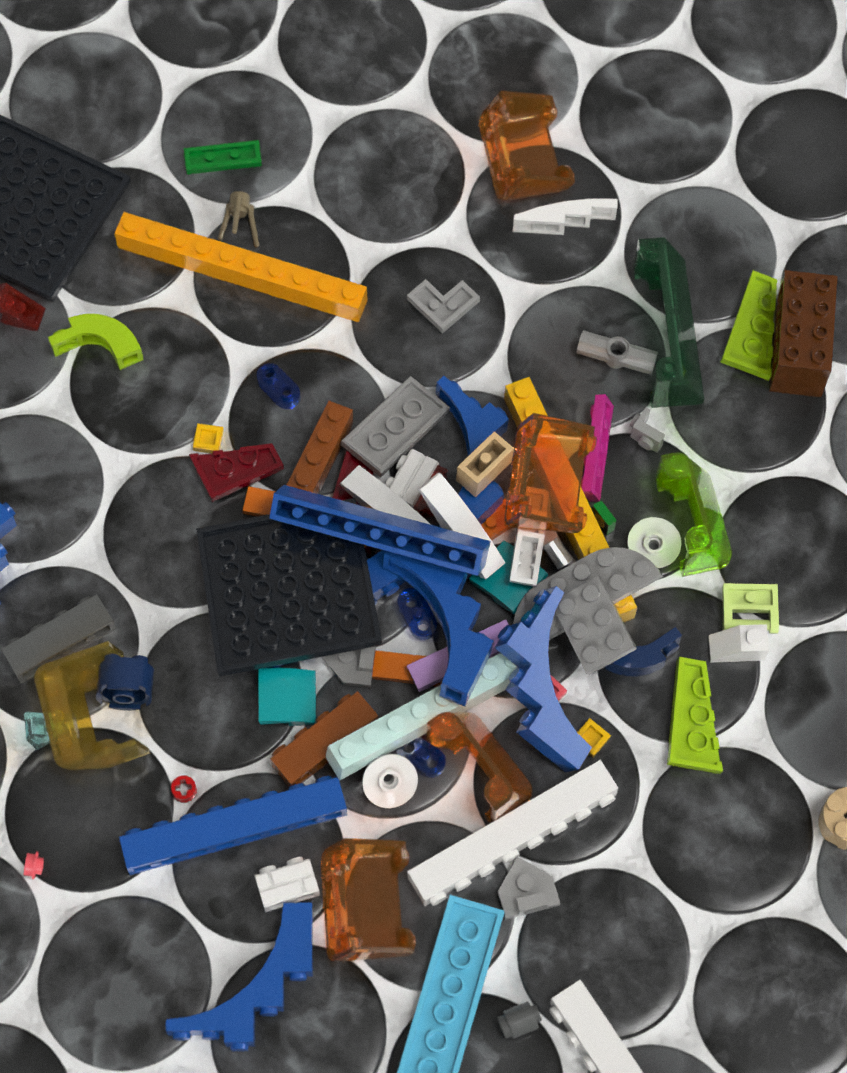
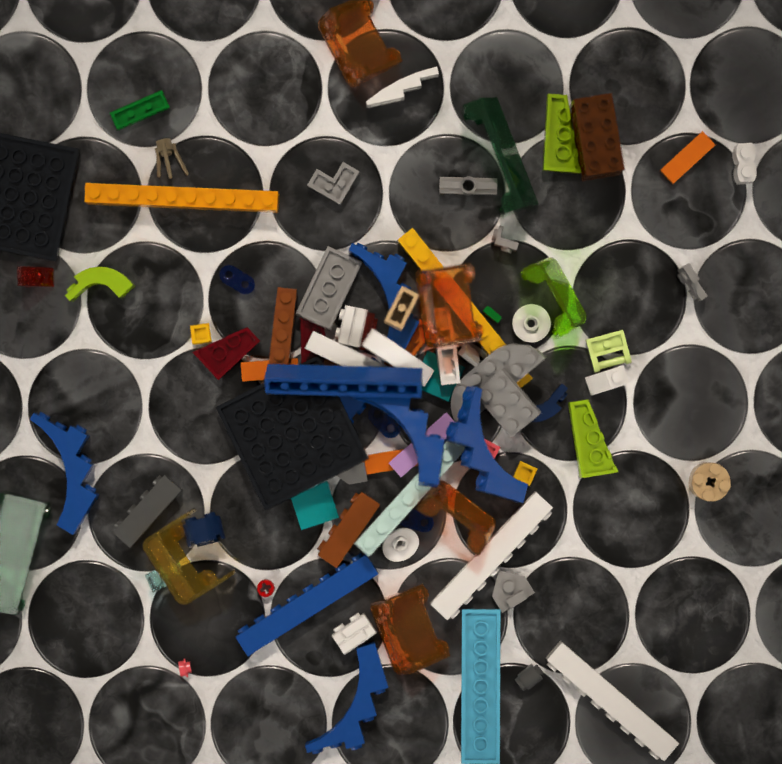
camera: 15 degrees left, 20 degrees up
(595, 461) = (472, 256): dark pink plate -> none

